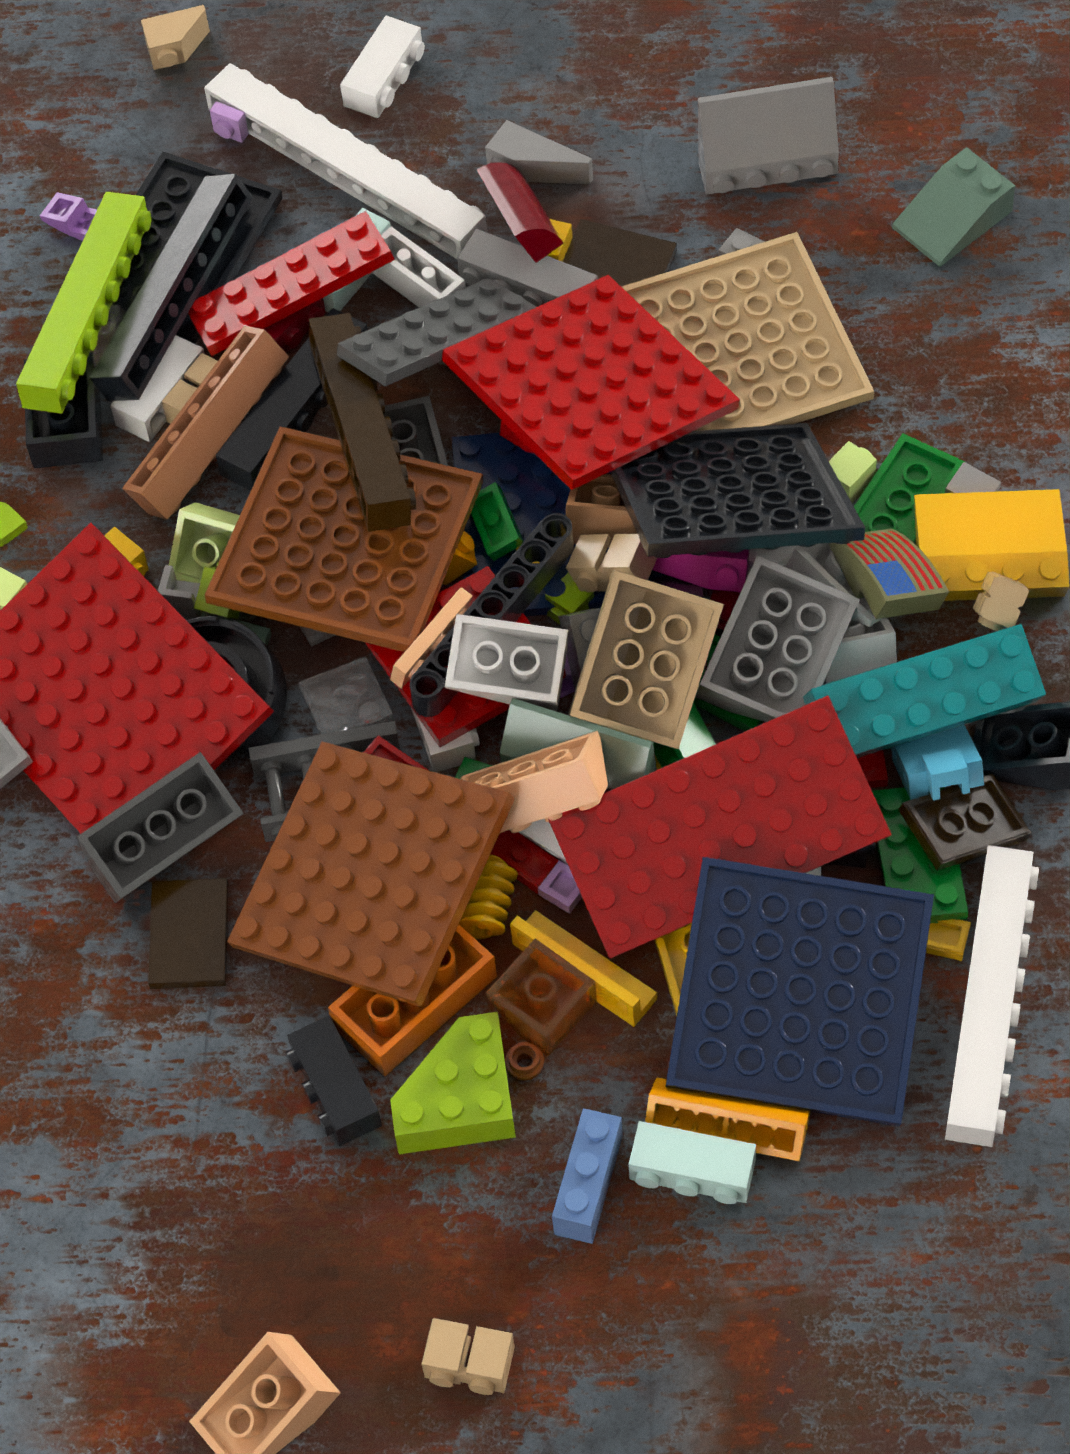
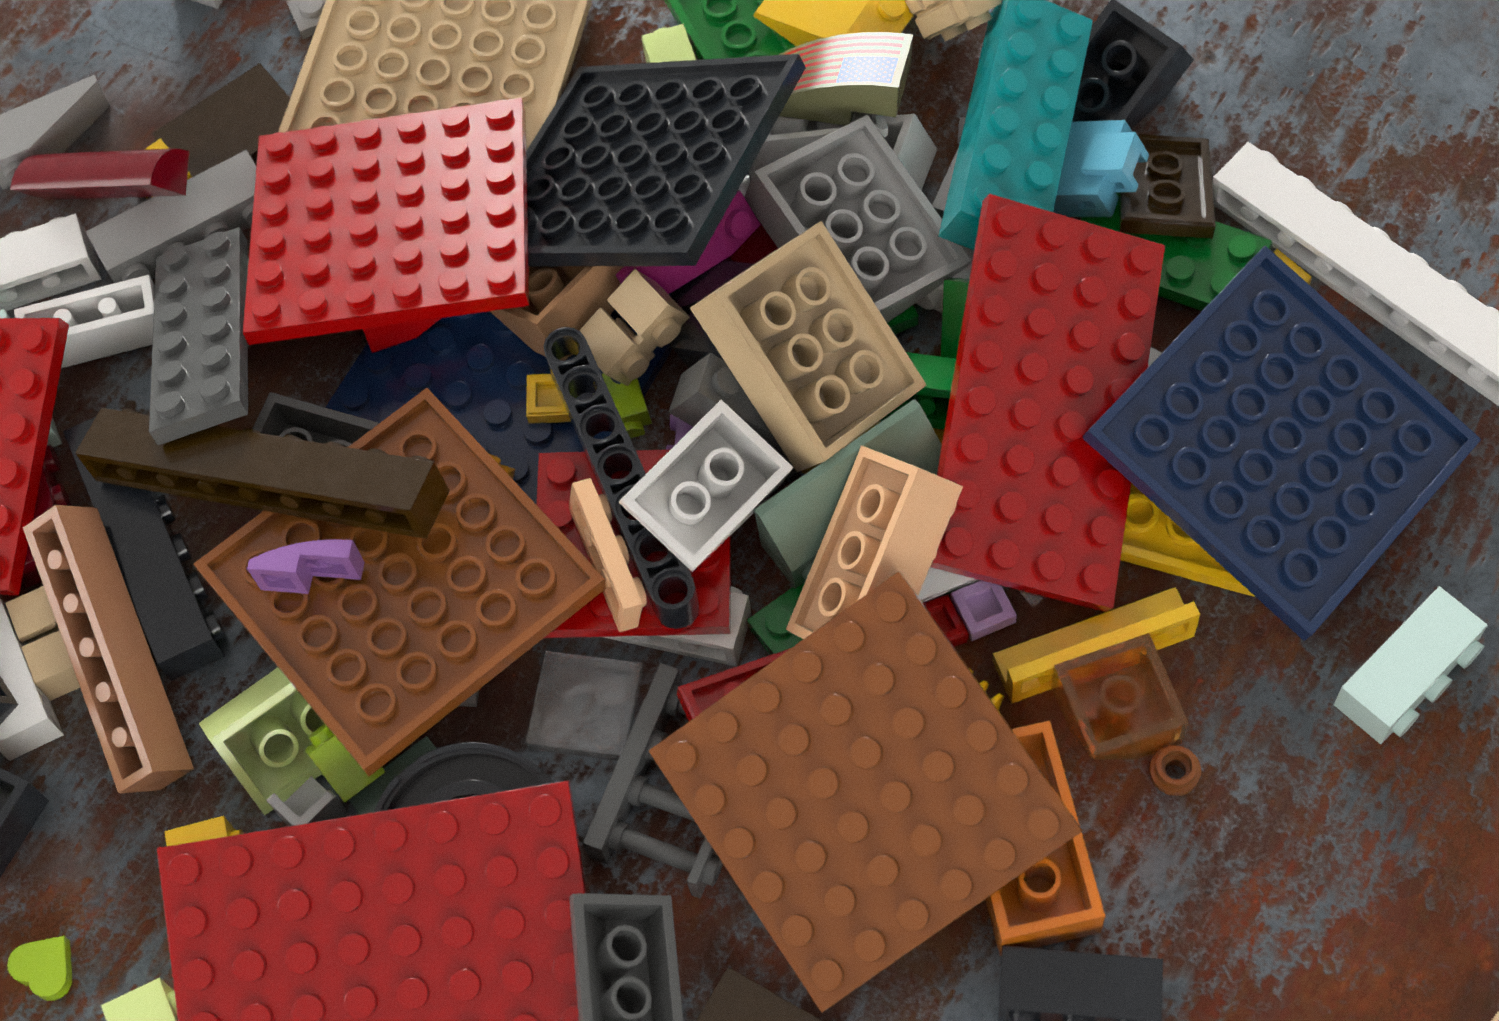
camera: 55 degrees left, 5 degrees up
(309, 478) = (294, 565): none -> medium lavender slope
(456, 1091) = (1177, 857): lime brick -> none
(495, 522) = (488, 417): green plate -> none
(587, 1176) = (1369, 780): medium blue brick -> none
(773, 1128) = (1381, 601): light orange brick -> none

